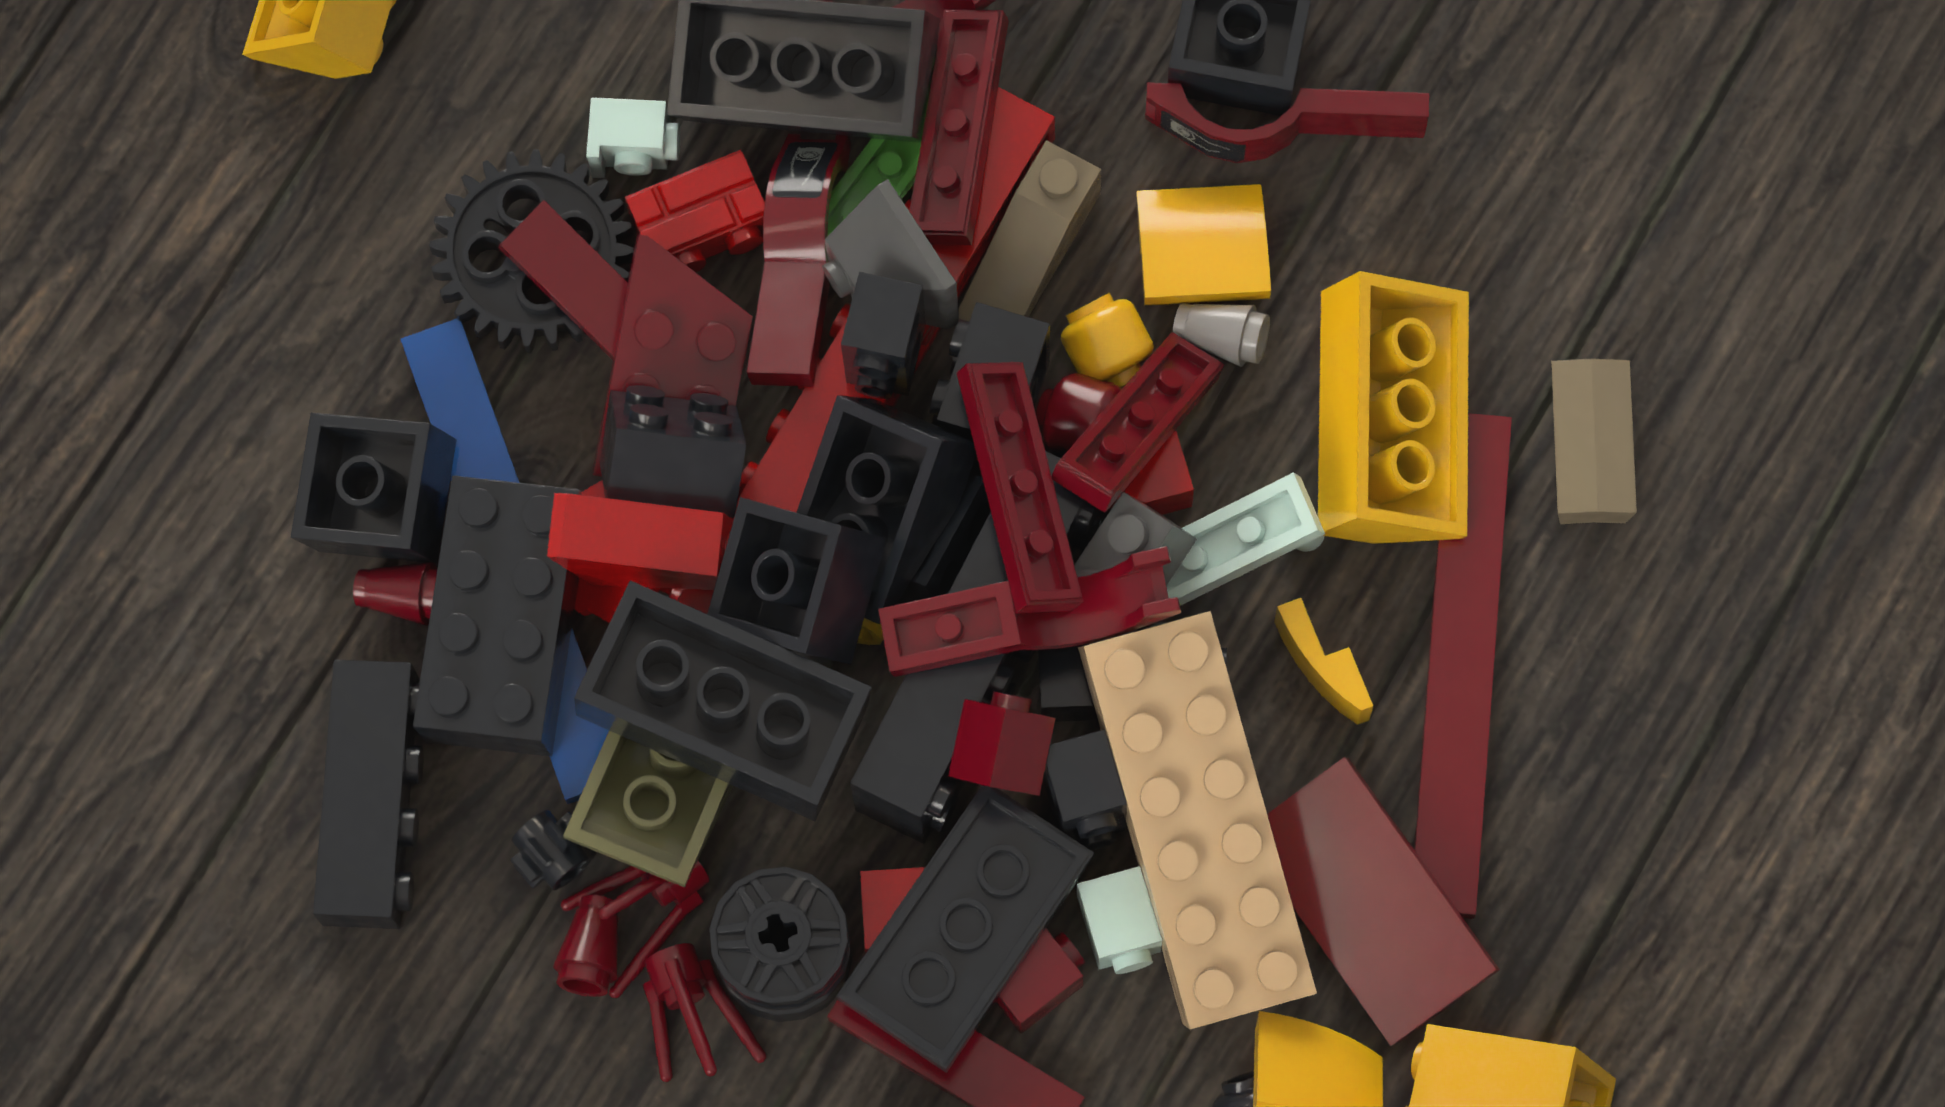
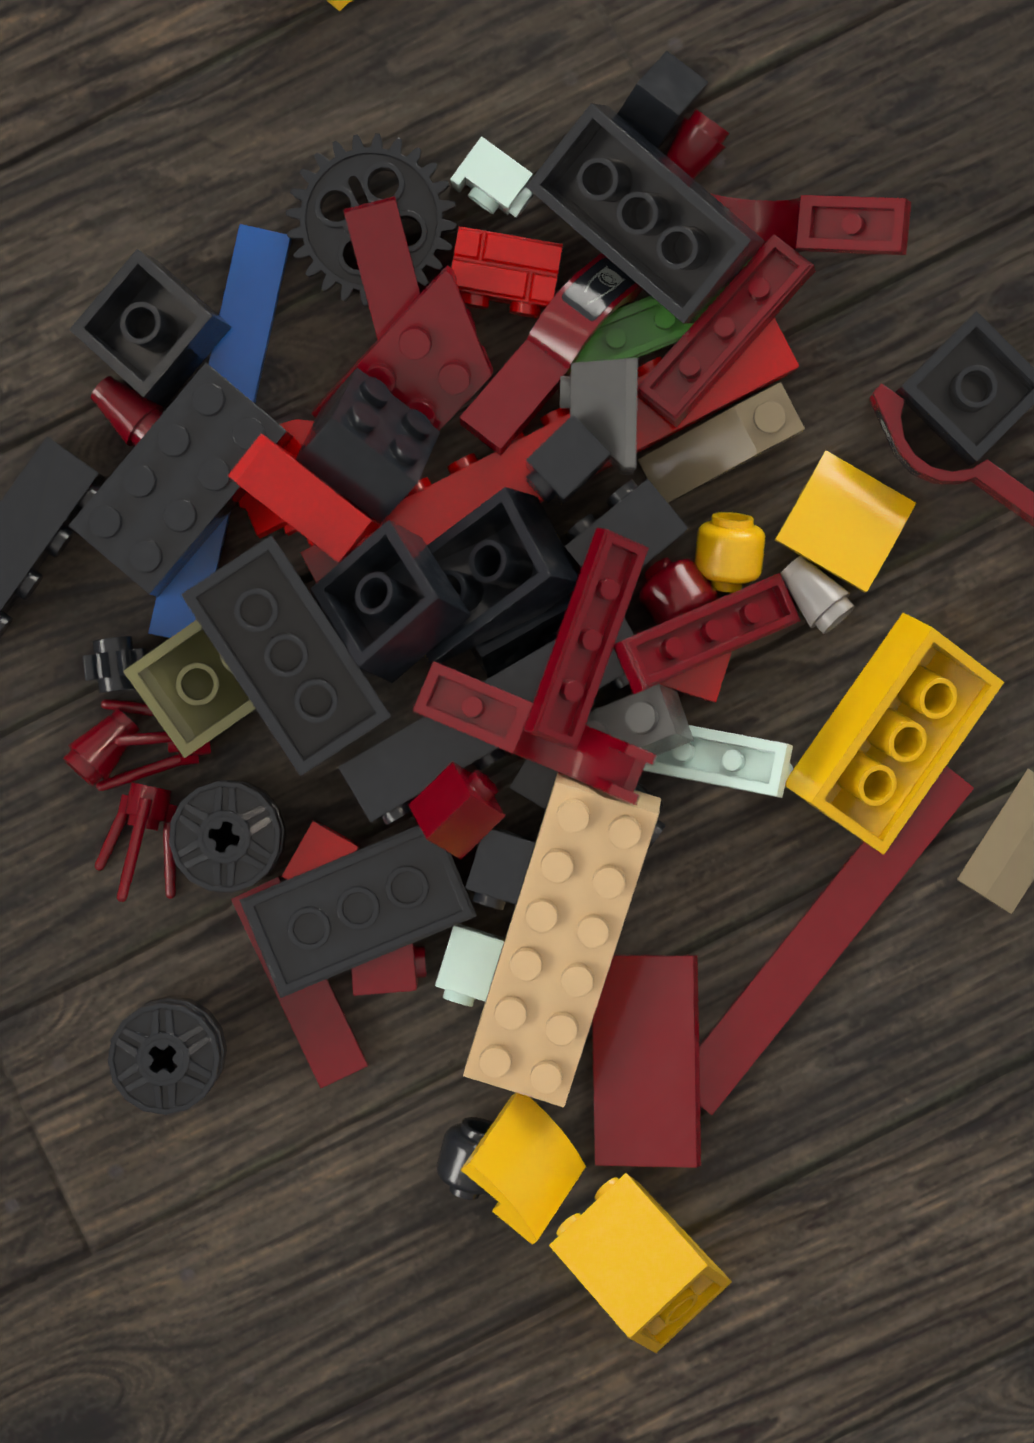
camera: 30 degrees right, 15 degrees up
(1332, 675) = (727, 891): yellow slope -> none

